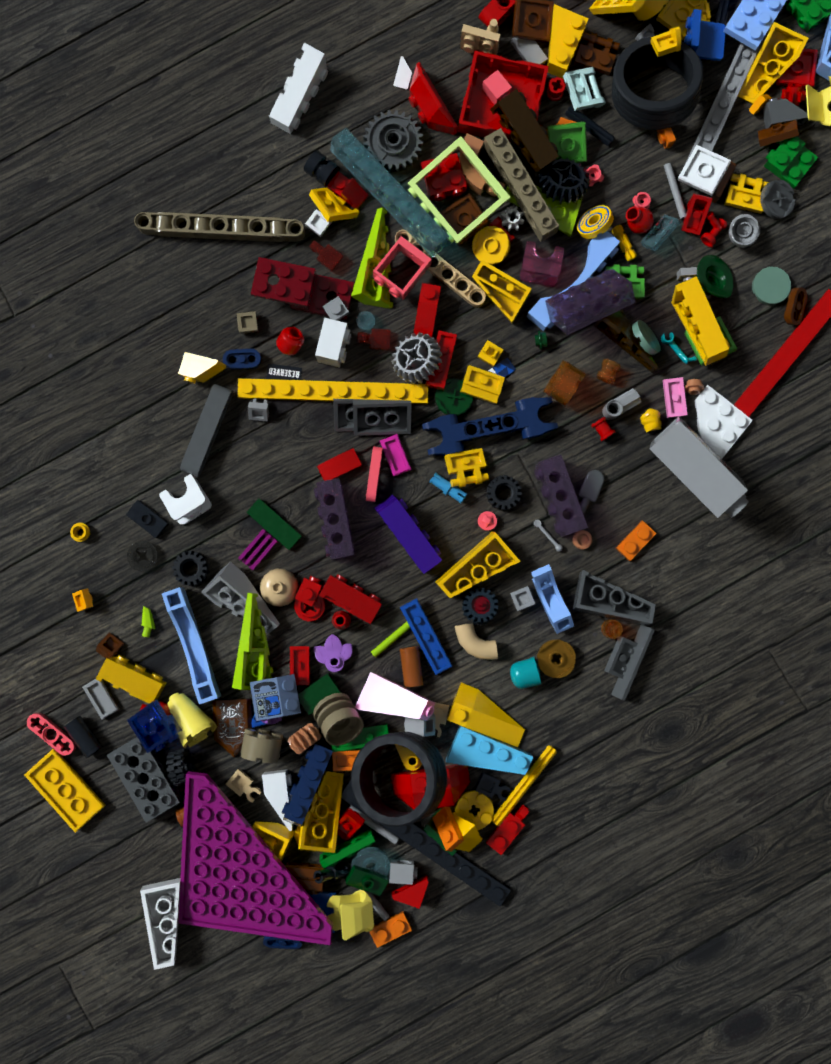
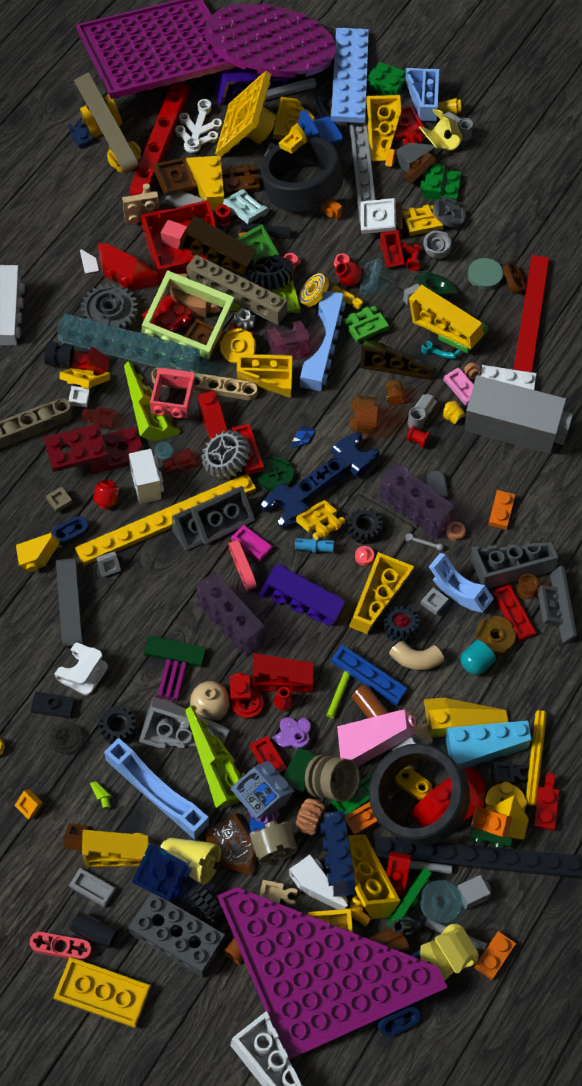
camera: 30 degrees left, 25 degrees down
(281, 372) = (112, 525): black sticker -> none
(336, 309) = (131, 447): light grey plate -> none
(339, 465) = (205, 569): red slope -> none
(367, 880) = (445, 914): dark green plate -> none
(412, 894) = (496, 906): red slope -> none
(482, 384) = (294, 451): yellow plate -> none
(490, 353) = (286, 427): yellow tile -> none
(541, 340) = (323, 396): dark green plate -> none
(586, 645) = (514, 612): none -> red tile
(590, 301) = (346, 340): clear purple brick -> none
(648, 339) = (409, 351): sand green tile -> none
(675, 190) = (363, 243): light grey bar -> none

